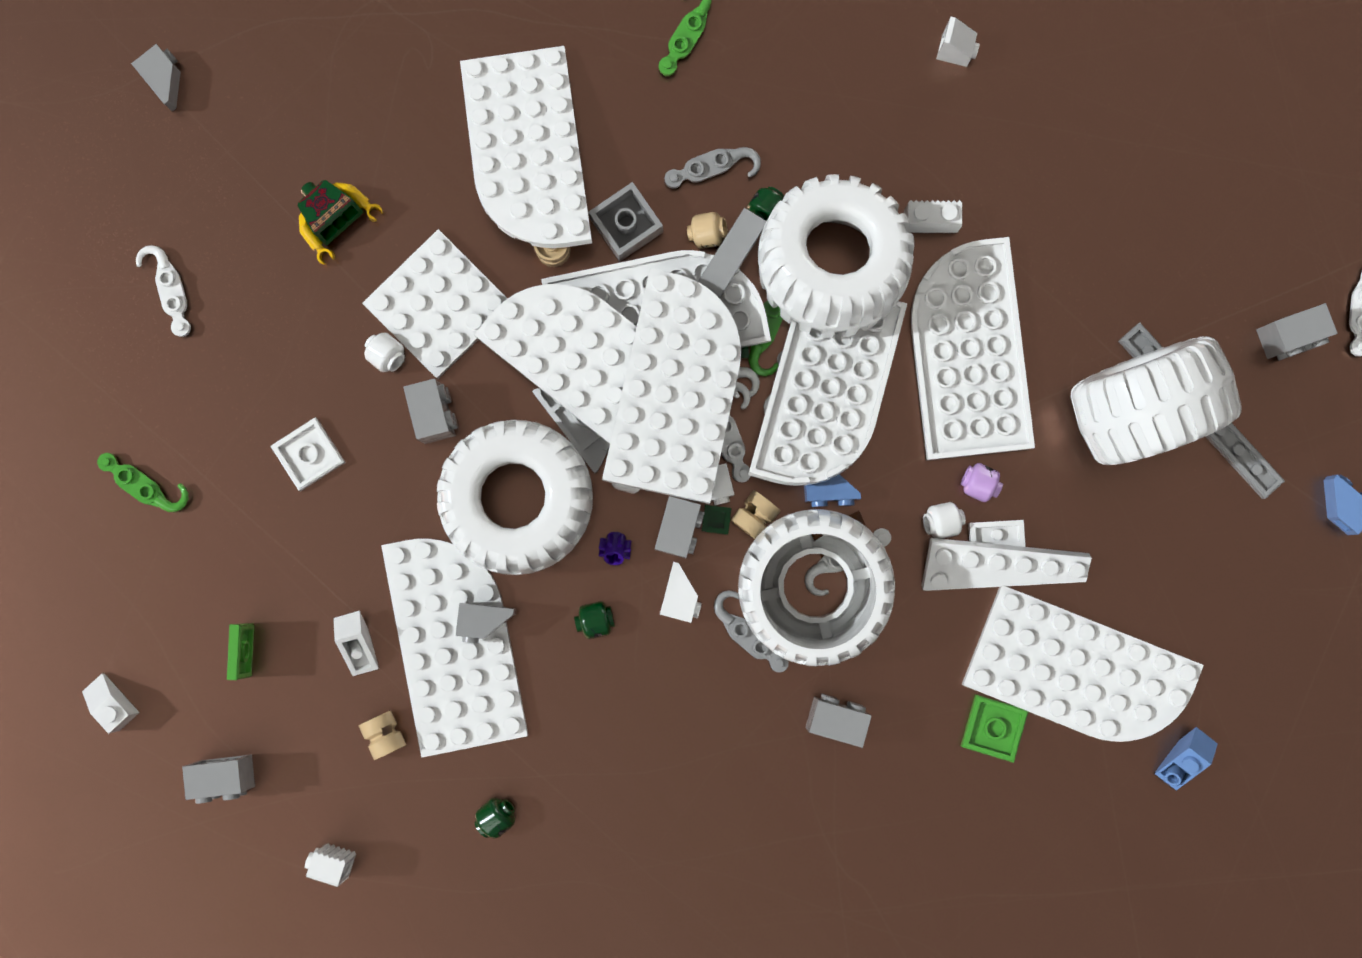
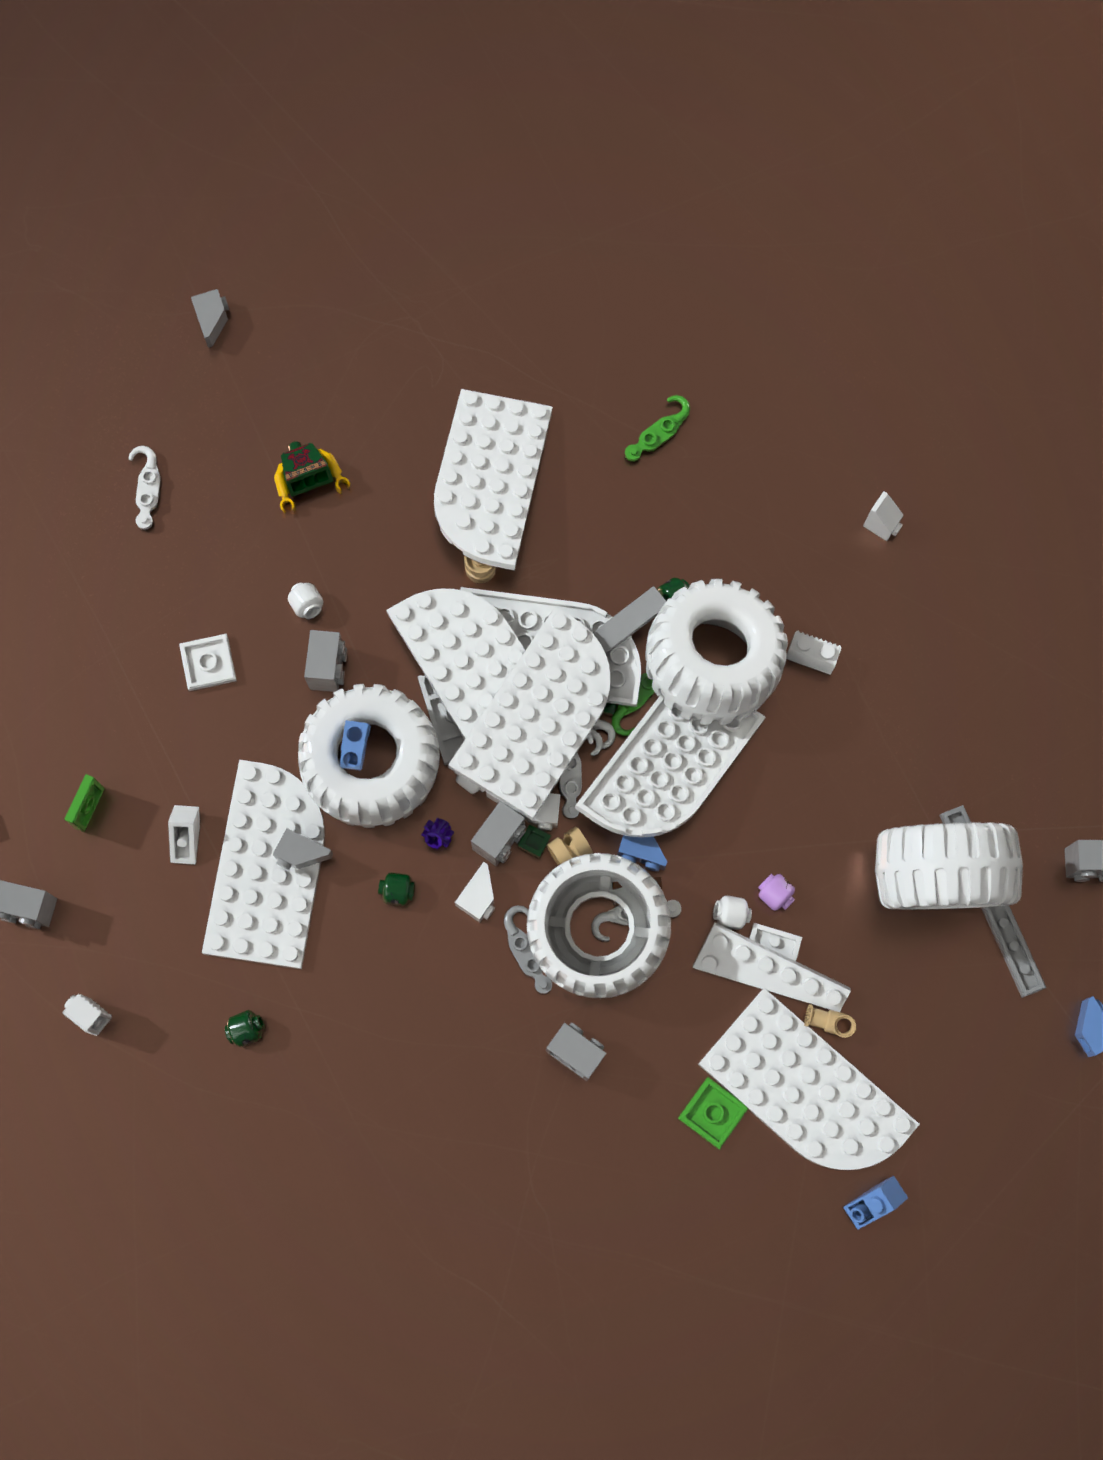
camera: 15 degrees right, 10 degrees down
(140, 485) = (57, 638): bright green piece -> none
(382, 735) = (176, 920): tan wheel -> none
(435, 303) = (363, 576): white plate -> none
(498, 498) = (354, 744): none -> medium blue leg
(626, 221) = (550, 565): light grey brick -> none
(707, 230) = (616, 595): tan head -> none
(711, 165) = (639, 545): light grey piece -> none
(971, 354) = (806, 780): white plate -> none
(1079, 595) = (828, 1020): none -> tan connector

